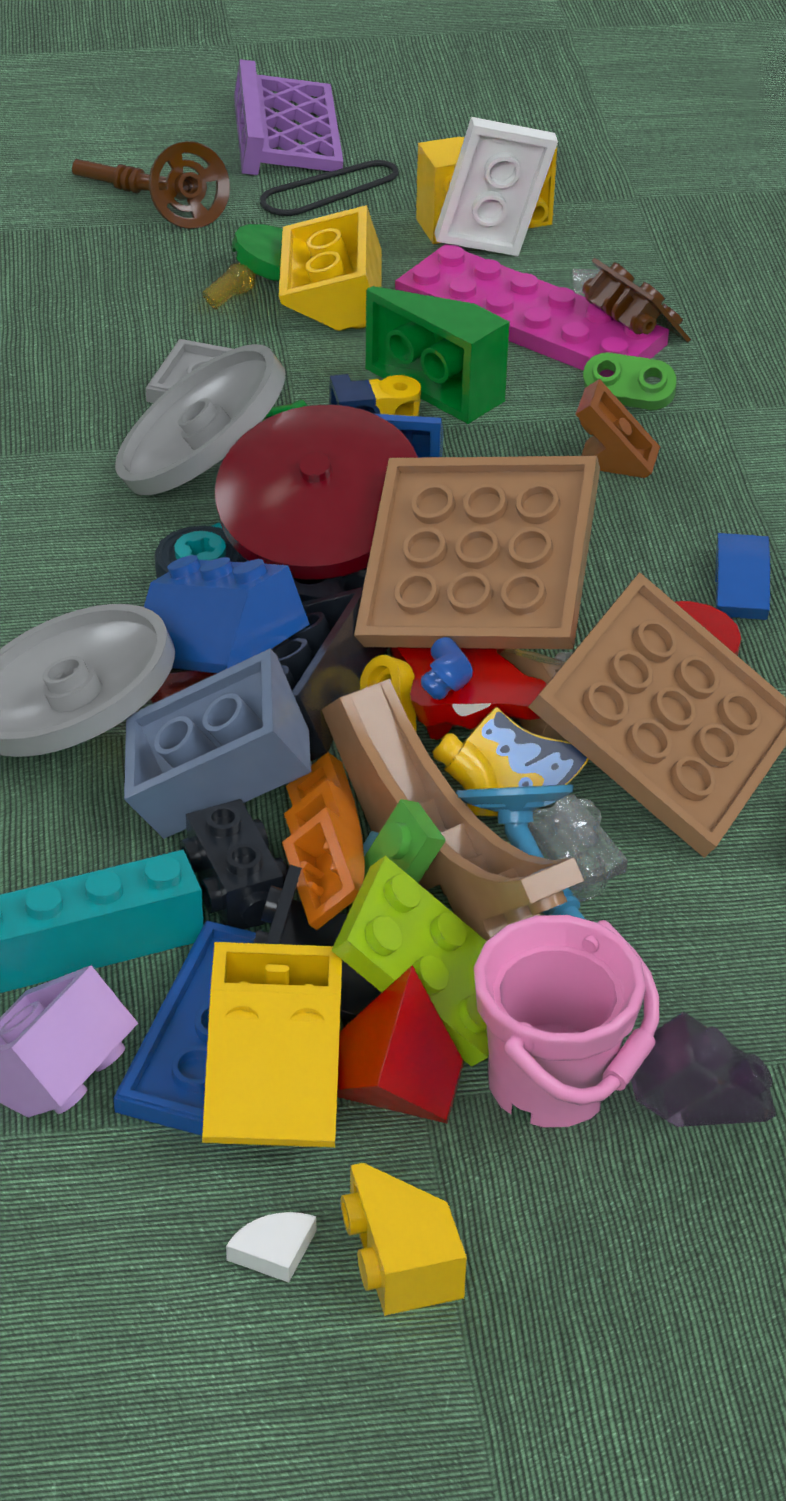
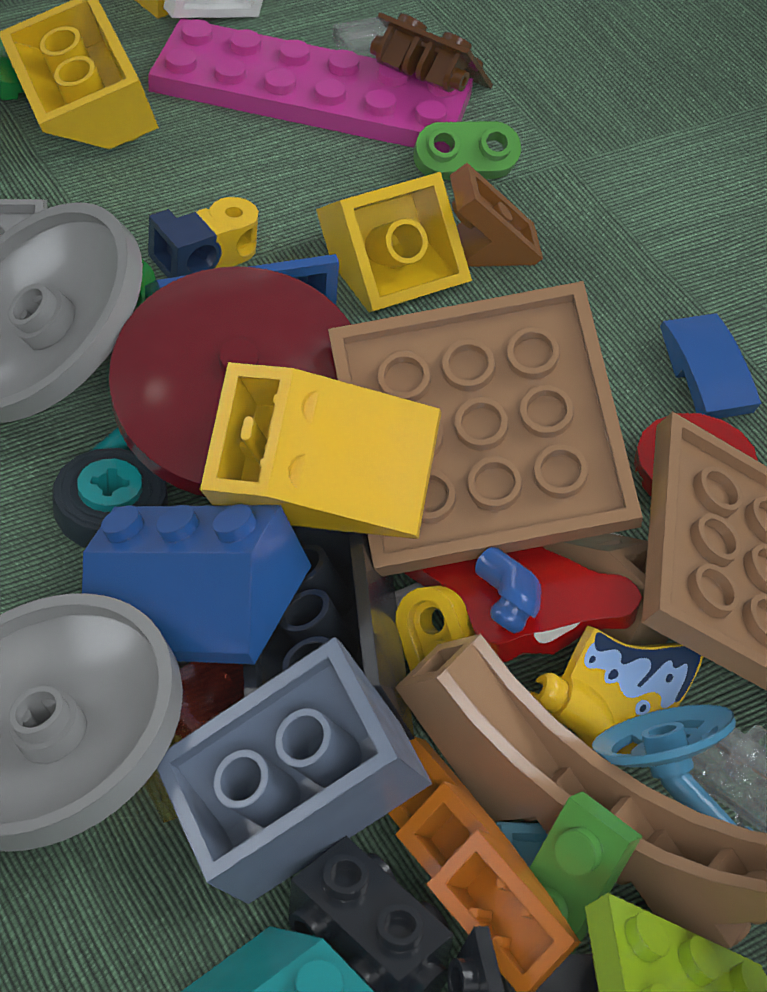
camera: 25 degrees left, 5 degrees up
(337, 536) = (321, 451): none -> yellow slope
(442, 343) = (254, 148): green slope -> none
(524, 420) = (396, 242): none -> yellow slope

